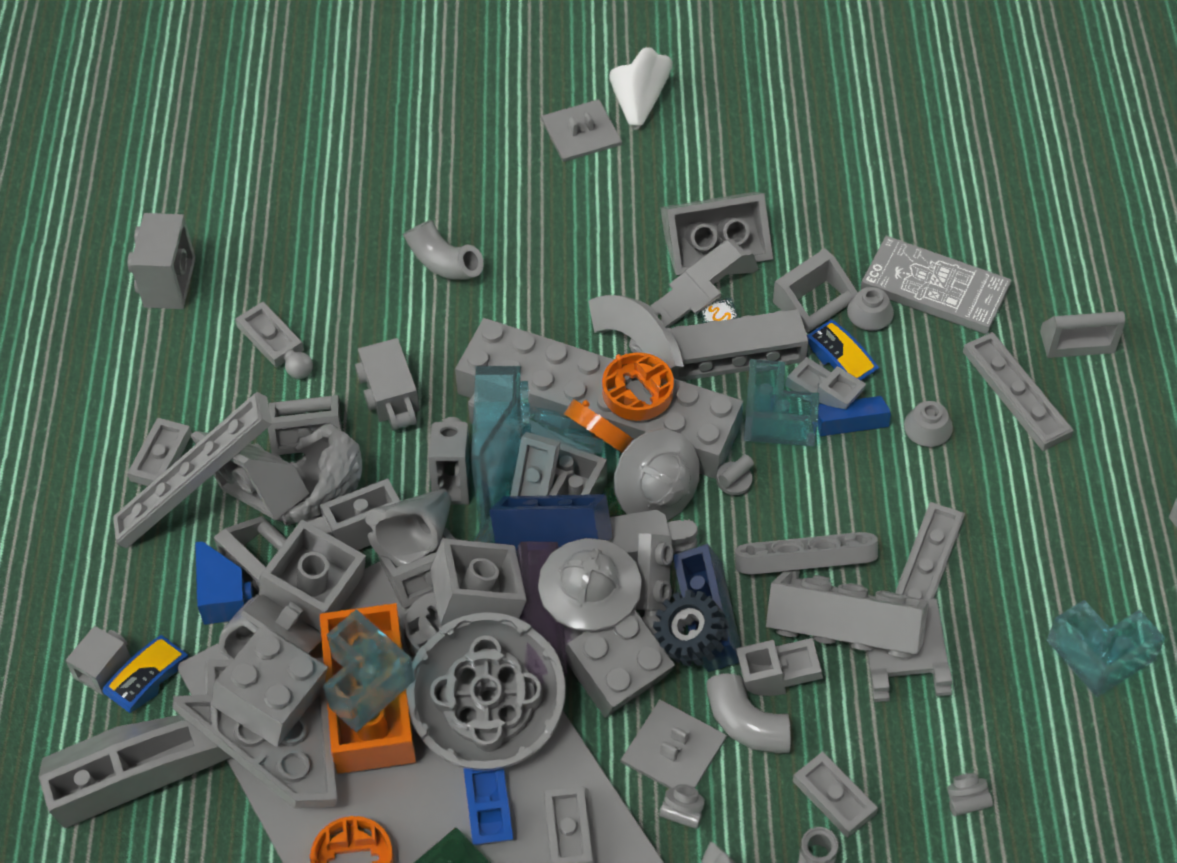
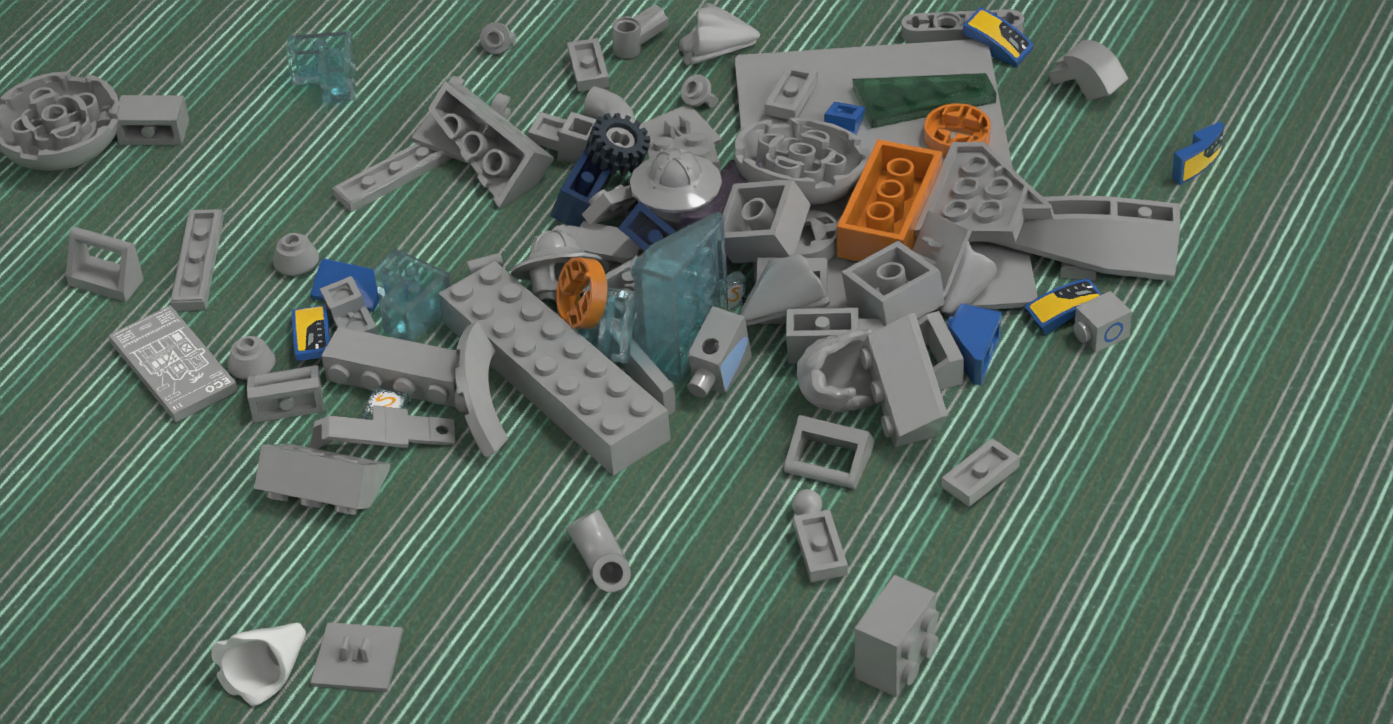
camera: 150 degrees left, 10 degrees down
(192, 469) = (961, 369): light grey tile -> none
(269, 686) = (970, 188): light grey brick -> none
(372, 670) = (888, 159): clear light blue brick -> none
(388, 383) = (731, 452): light grey brick -> none
(651, 373) = (506, 303): orange piece -> none
(806, 553) = (479, 196): light grey beam -> none

